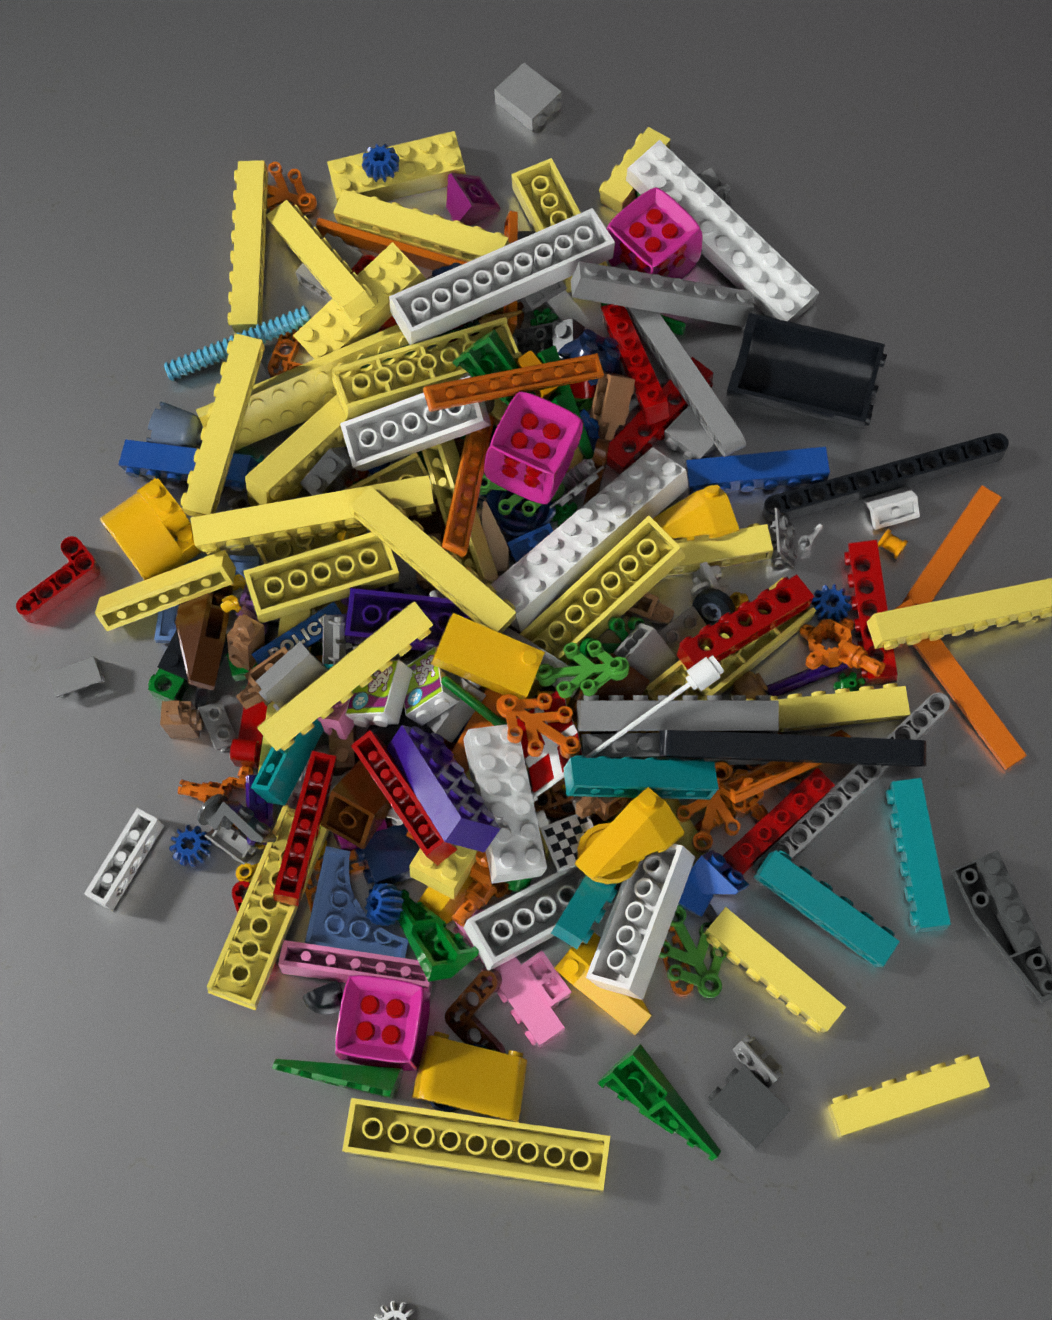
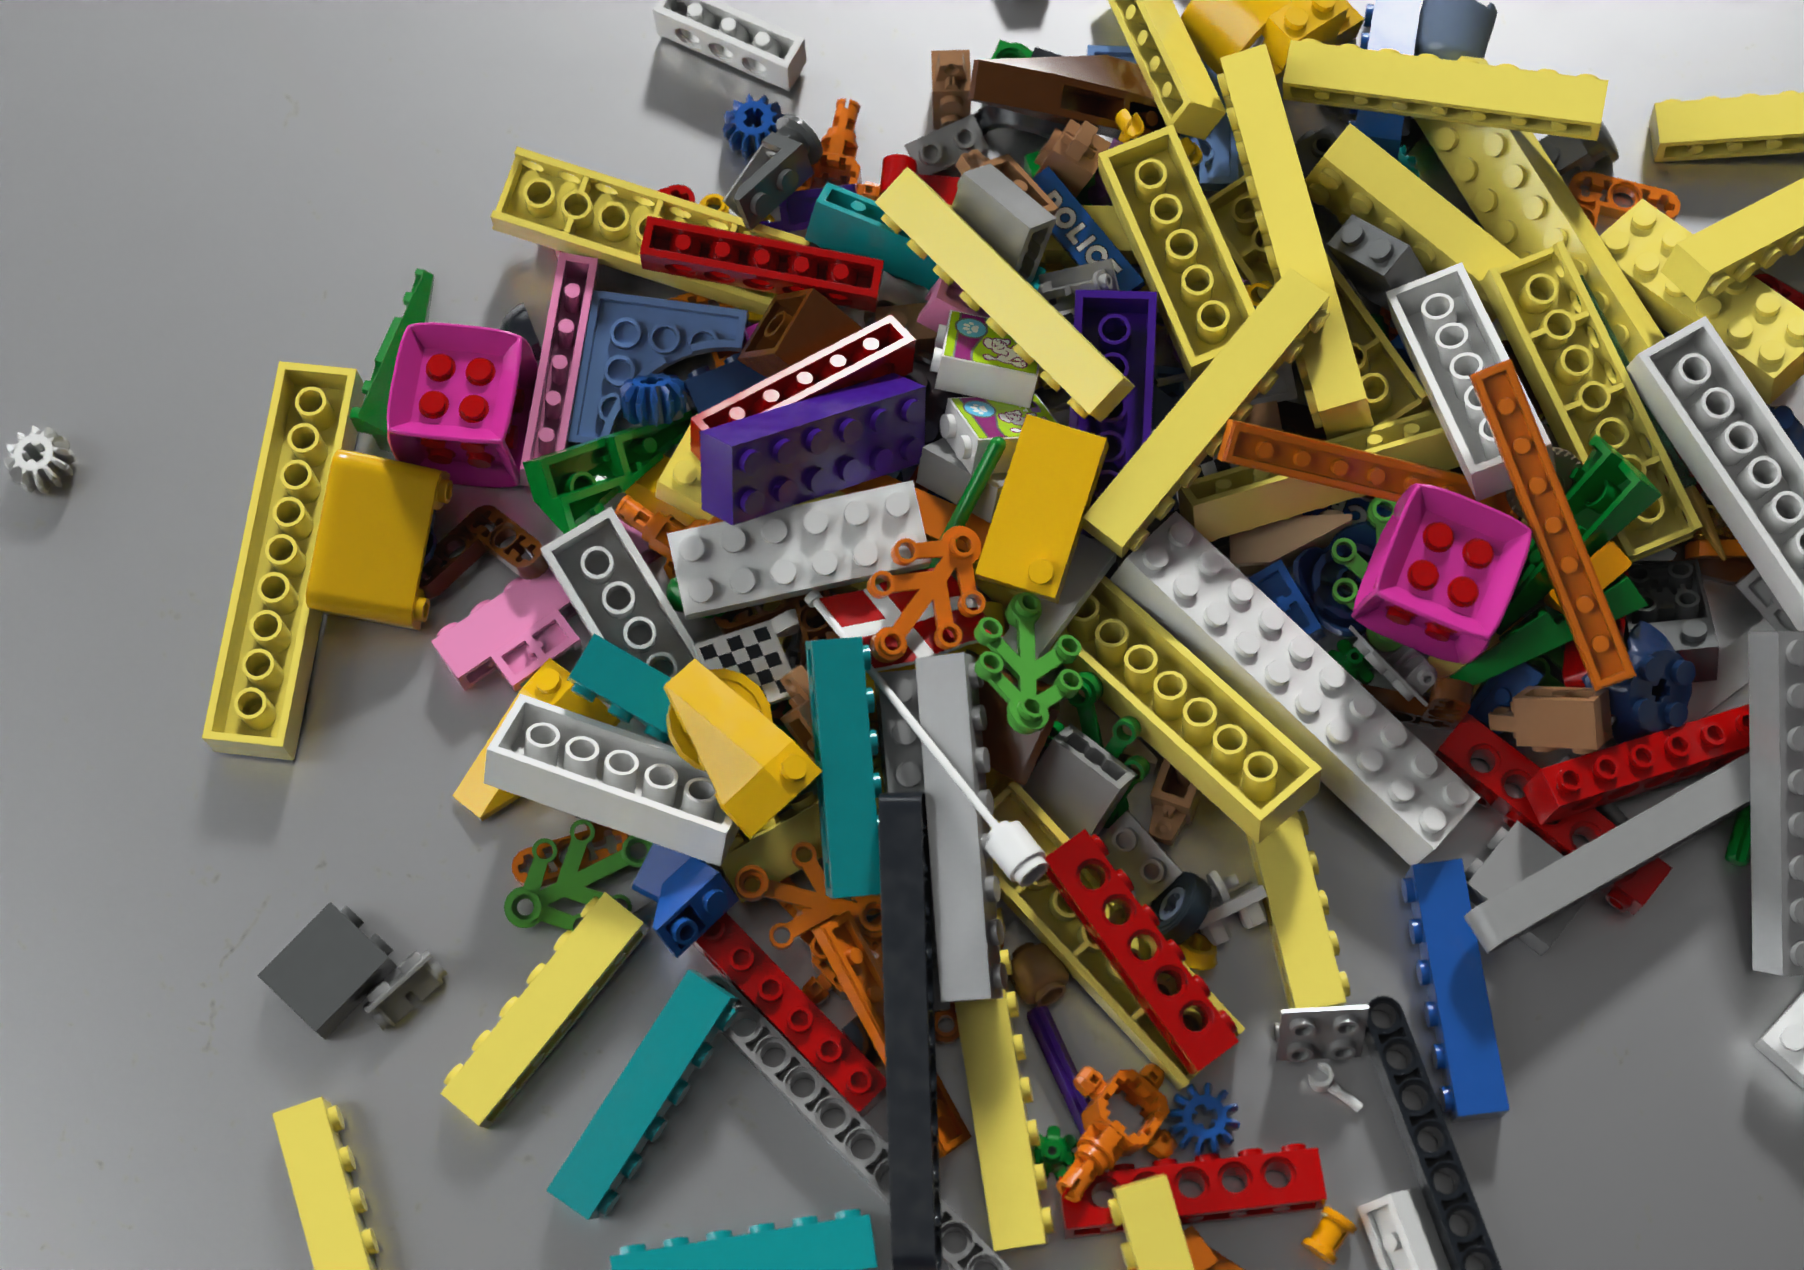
camera: 85 degrees right, 0 degrees up
(216, 352) = (1625, 123): medium azure piece -> none
(544, 317) = (1729, 615): green plant -> none
(645, 1086) = (365, 816): green wedge -> none
(699, 514) = (1351, 875): yellow wedge -> none
(807, 370) = (1656, 1076): black cylinder -> none

